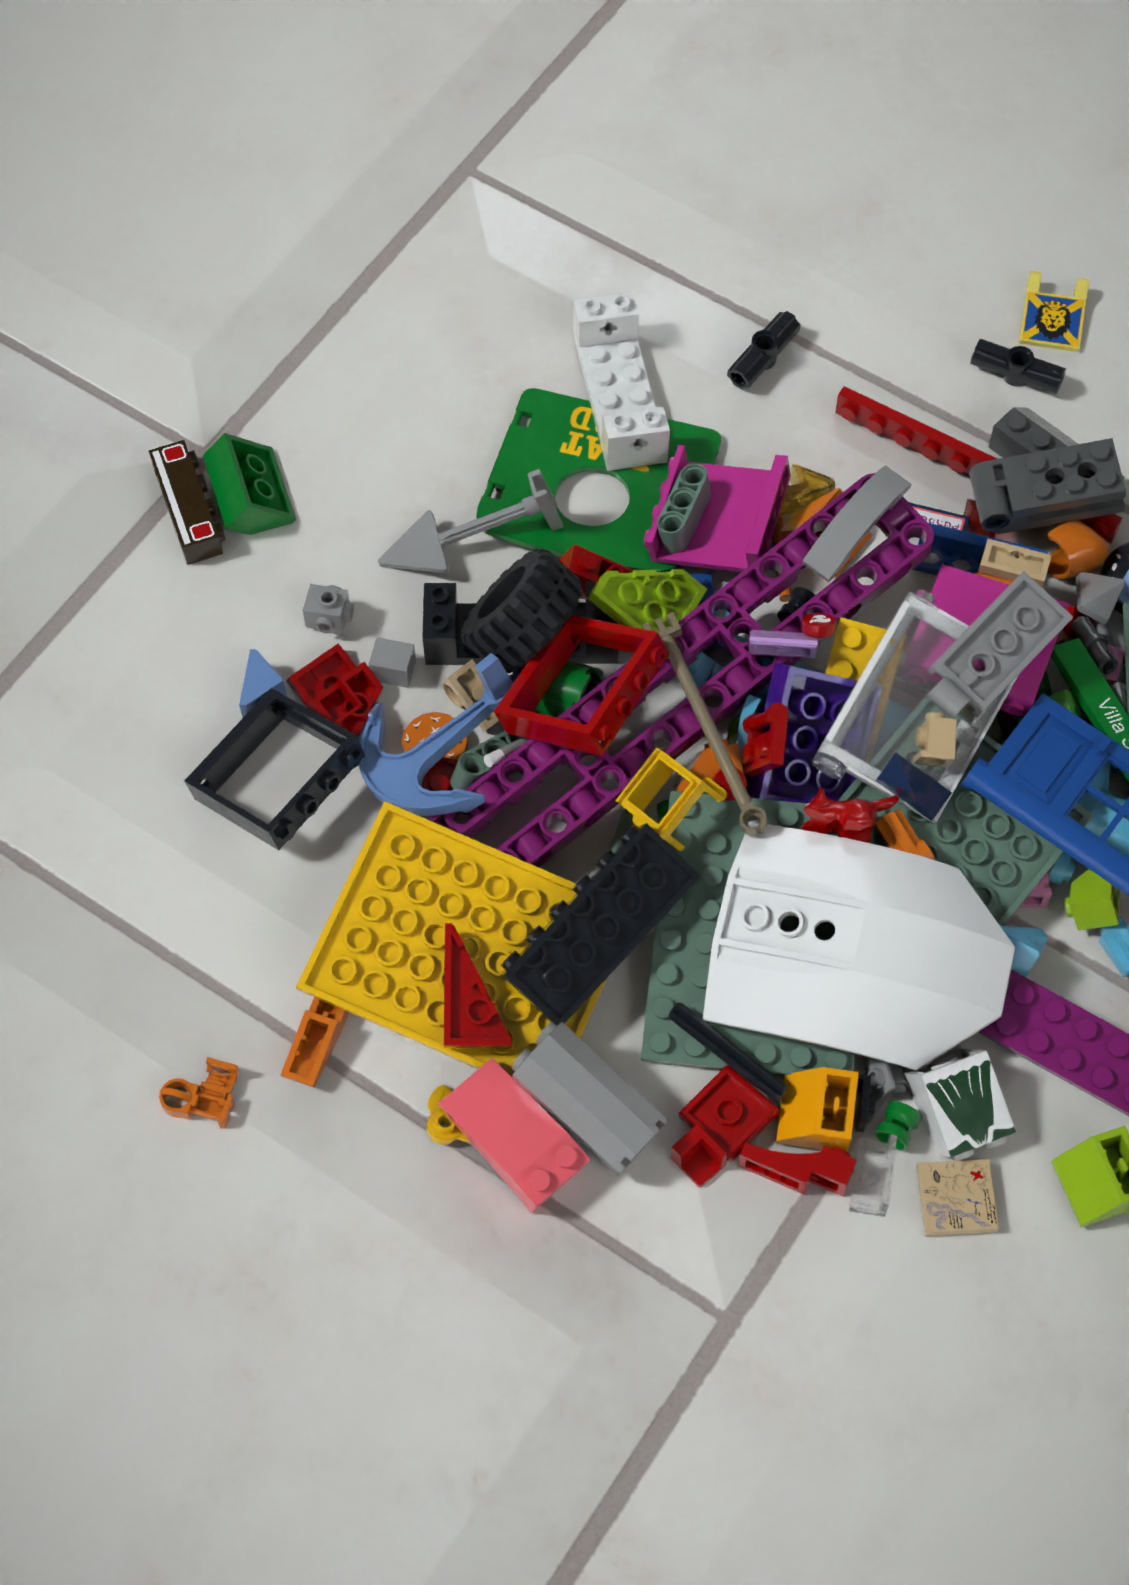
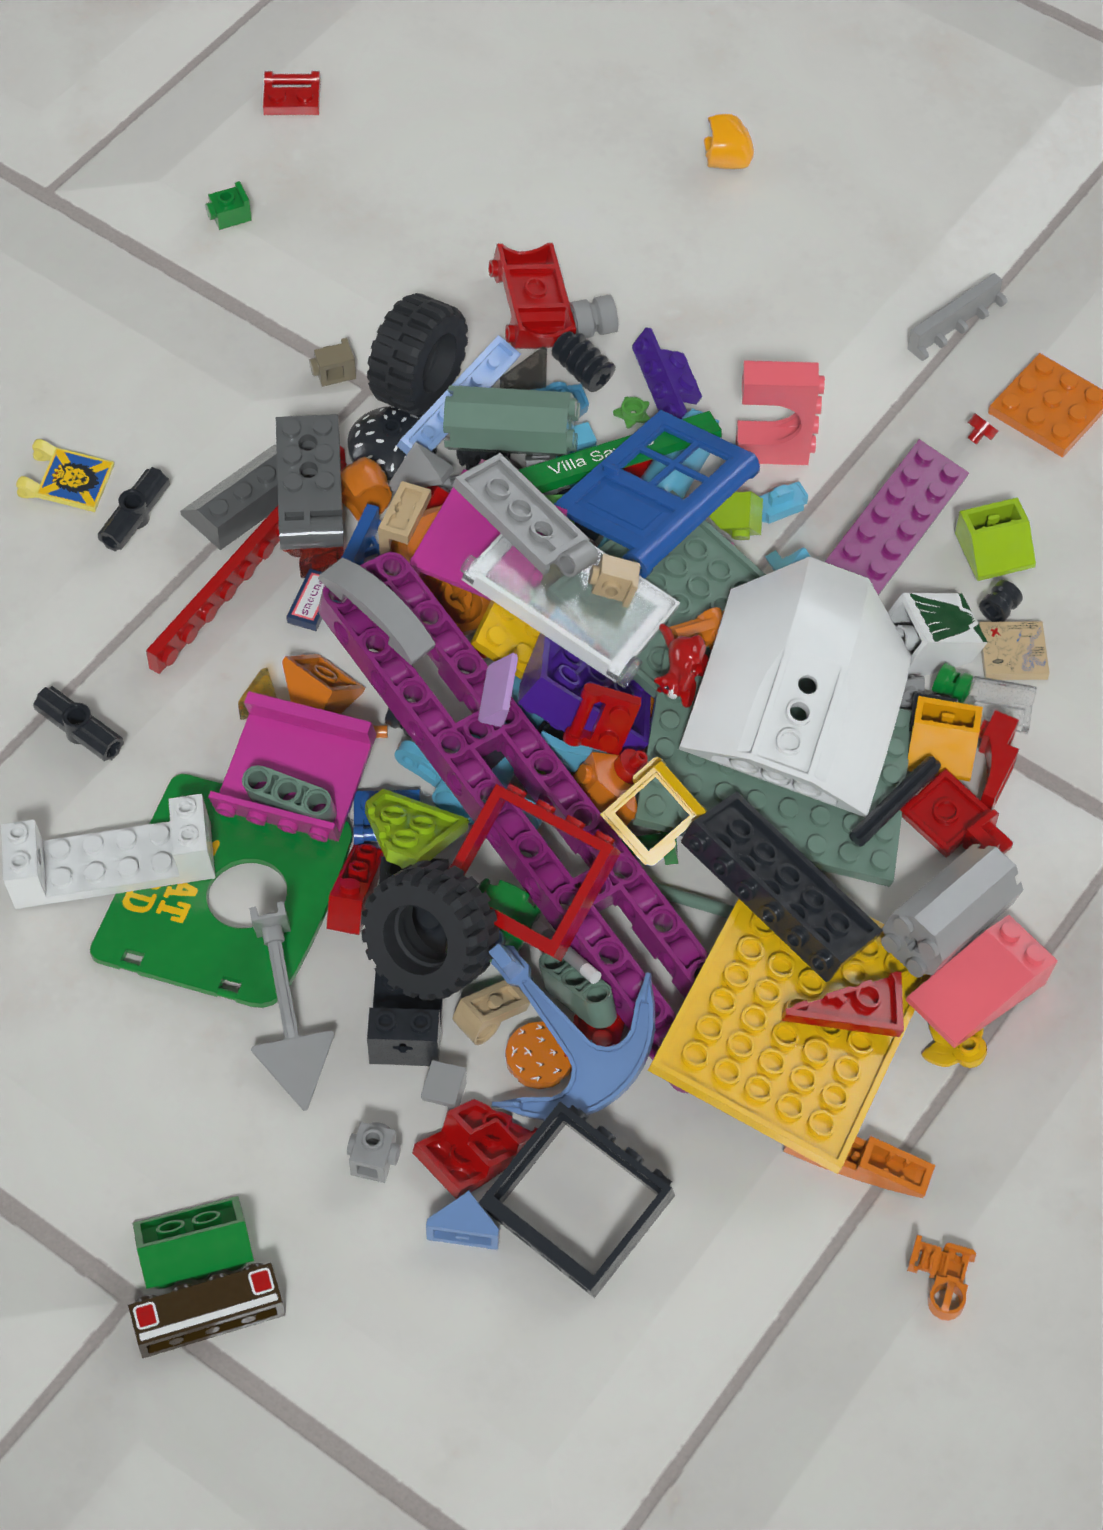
camera: 90 degrees left, 5 degrees down
(748, 809) = (481, 793): dark tan hinge -> none
(818, 625) = (486, 656): red tile -> none
(913, 786) = (650, 611): dark blue slope -> none
(1019, 1182) = (1003, 599): none -> black wheel

